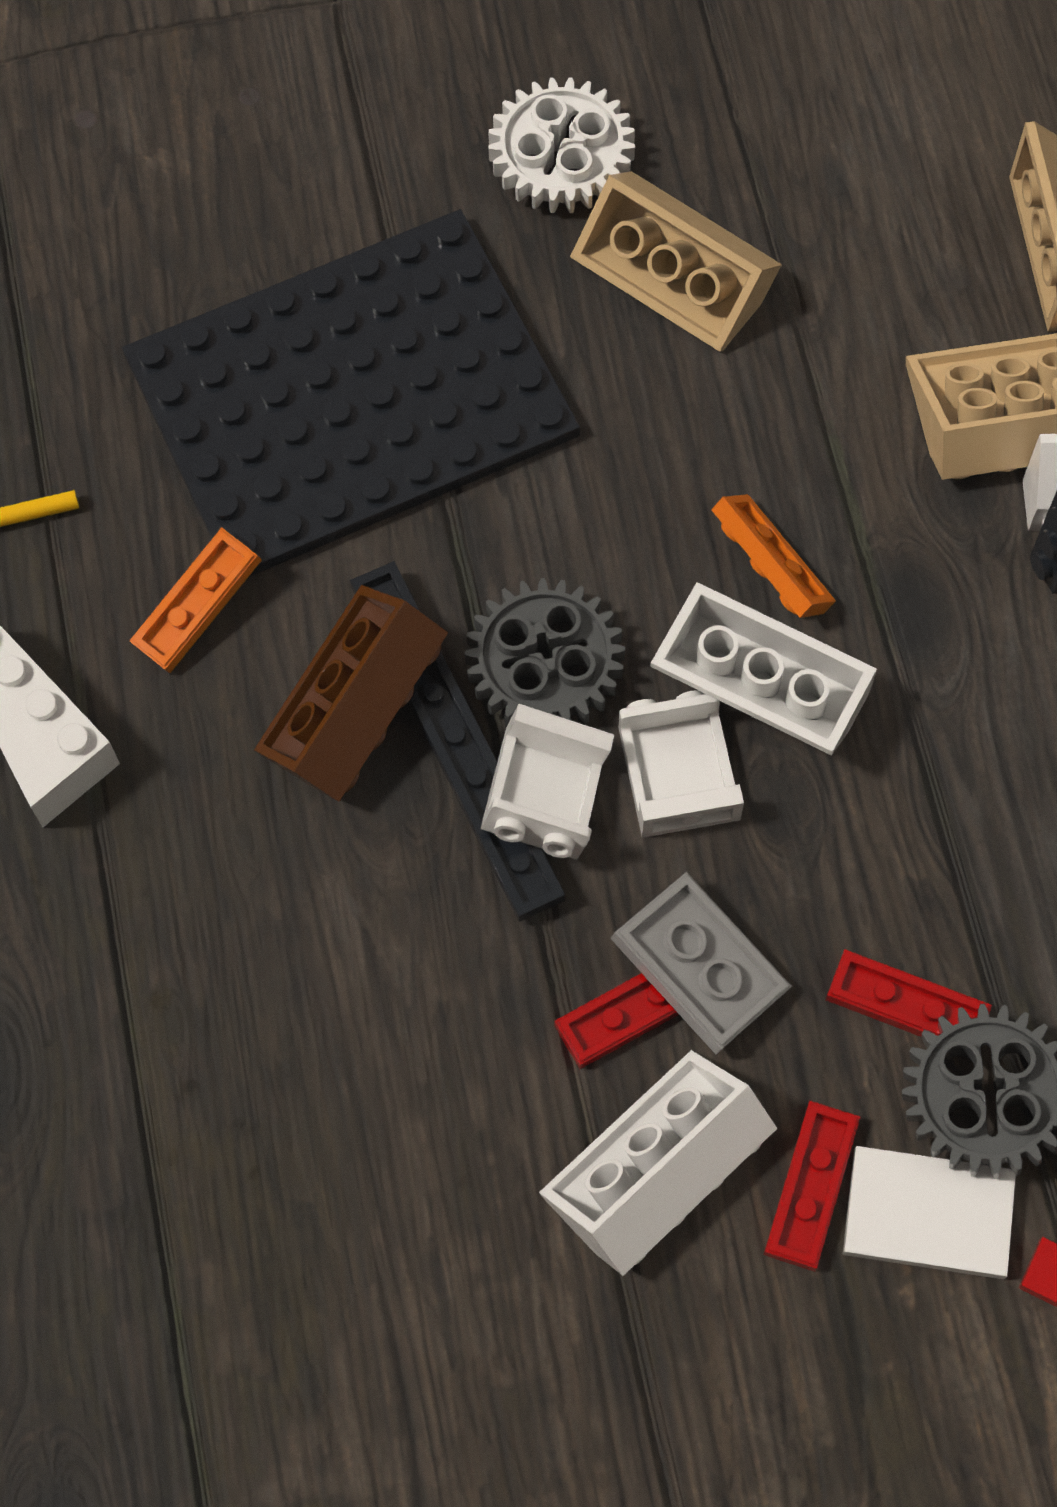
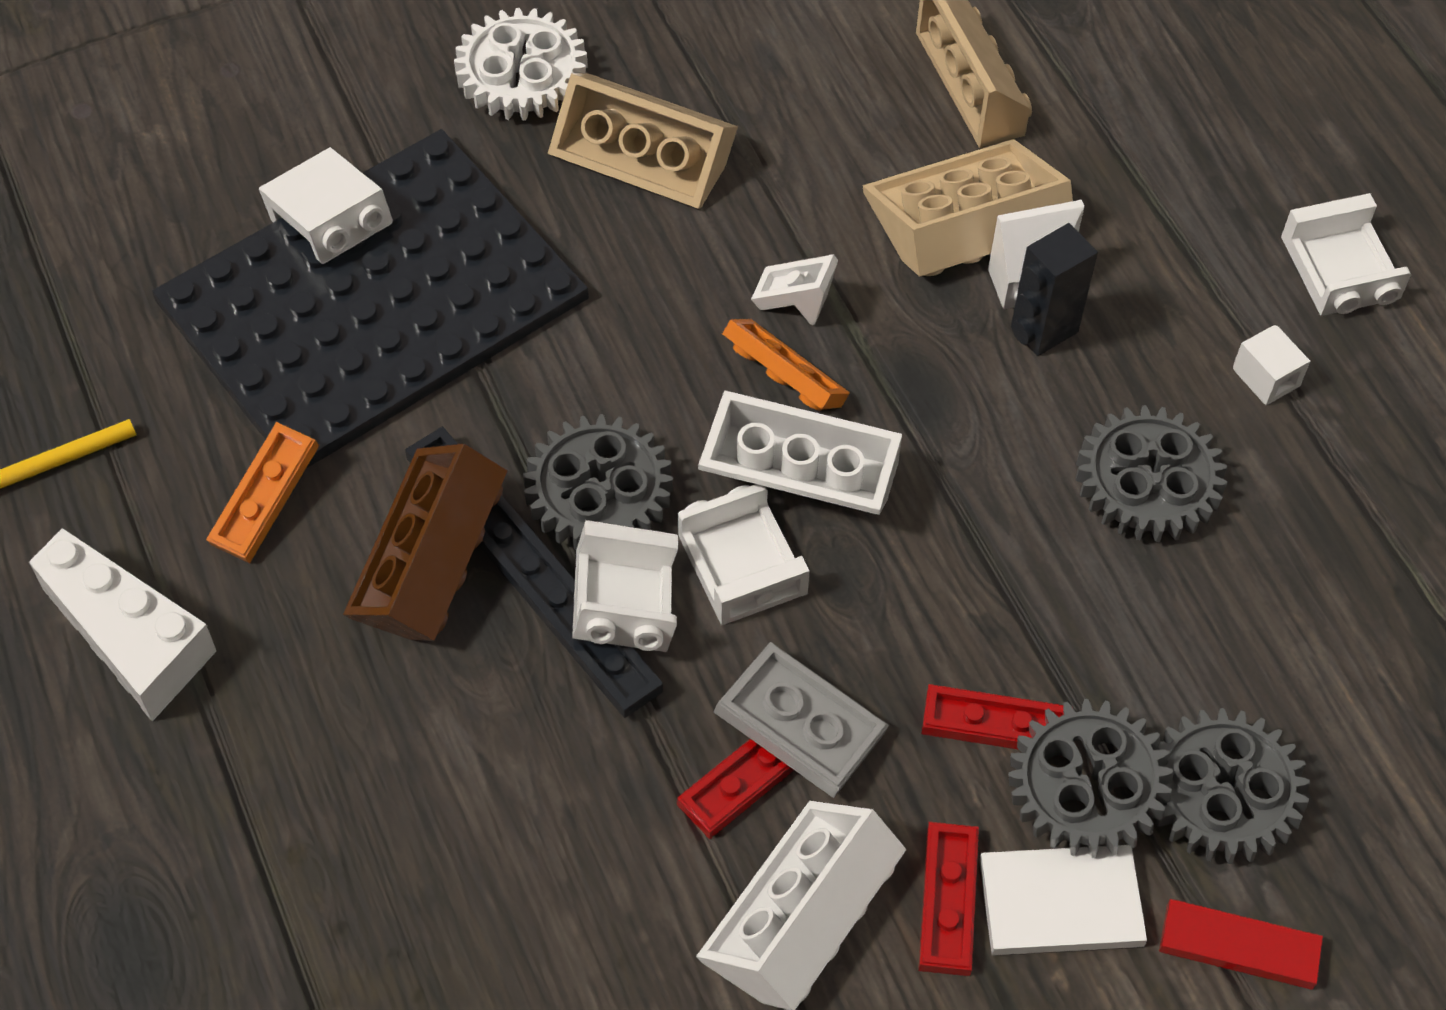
camera: 15 degrees left, 10 degrees down
(320, 282) = (327, 203): none -> white panel
(805, 466) = (798, 284): none -> white slope

